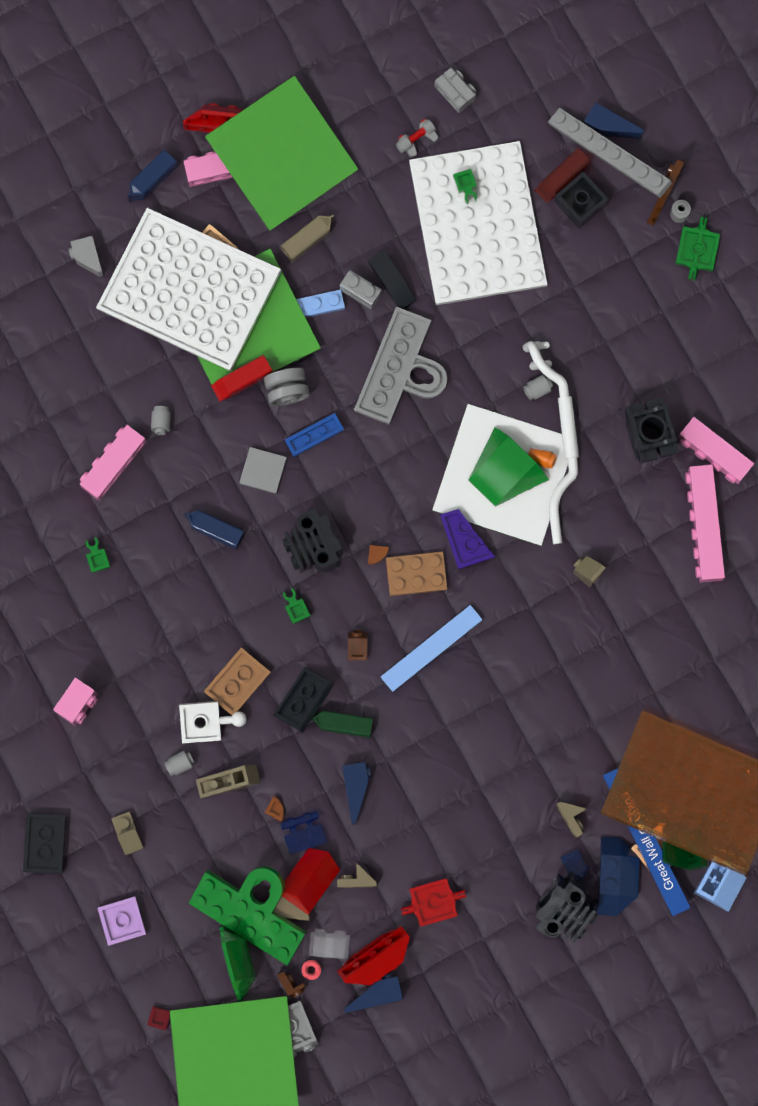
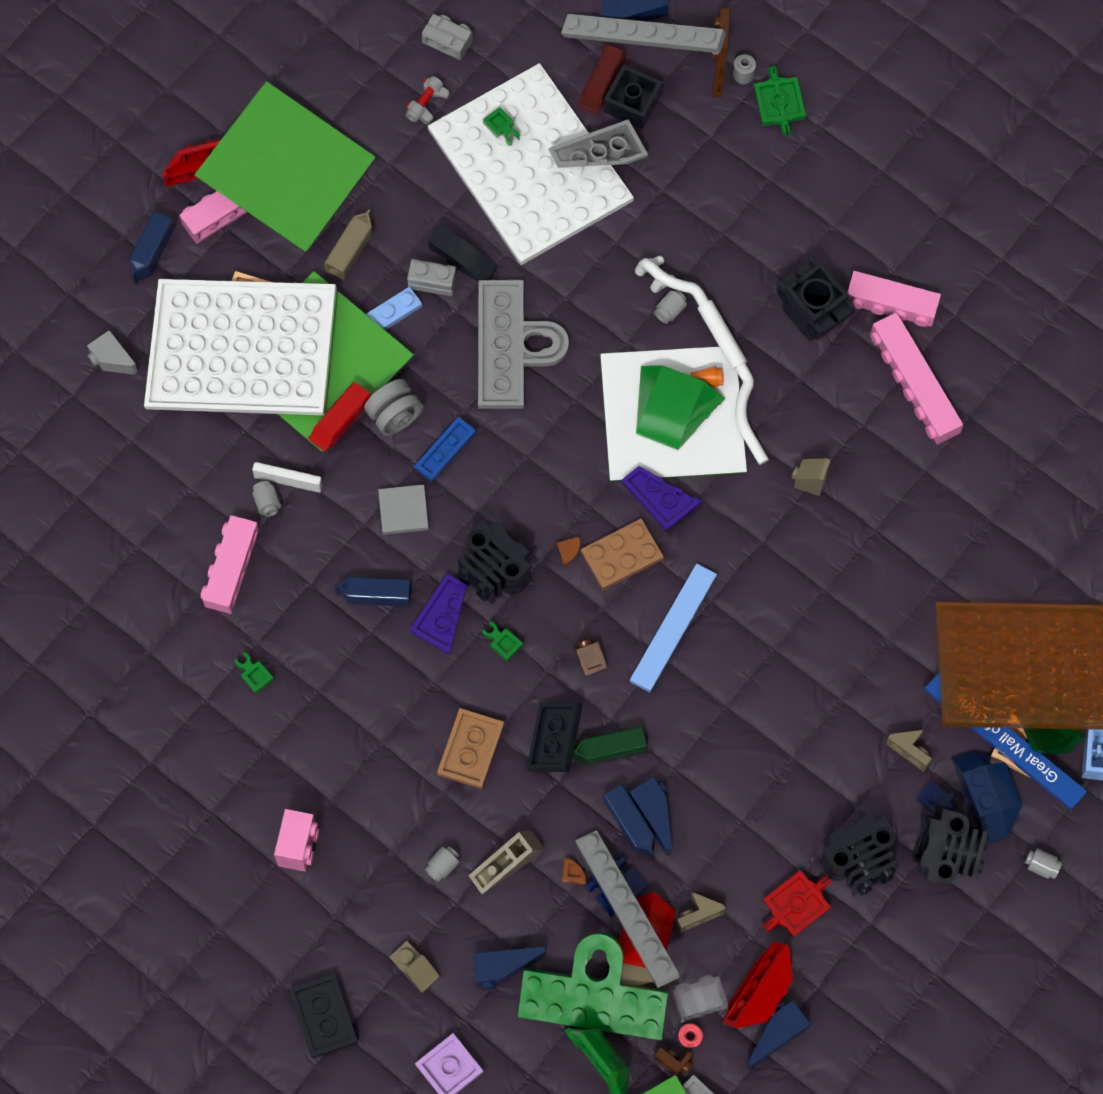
camera: 20 degrees left, 10 degrees down
(183, 409) = (287, 477): none -> white tile
(188, 860) = (499, 966): none -> dark blue slope
(210, 712) = (463, 812): white plate -> none
(257, 567) = (441, 615): none -> dark purple wing
(300, 858) = (627, 909): none -> light grey plate
(334, 787) = (630, 820): none -> dark blue piece
(497, 886) = (862, 855): none -> black piece
(538, 236) = (605, 146): none -> light grey wedge
(634, 948) = (1043, 863): none -> light grey brick

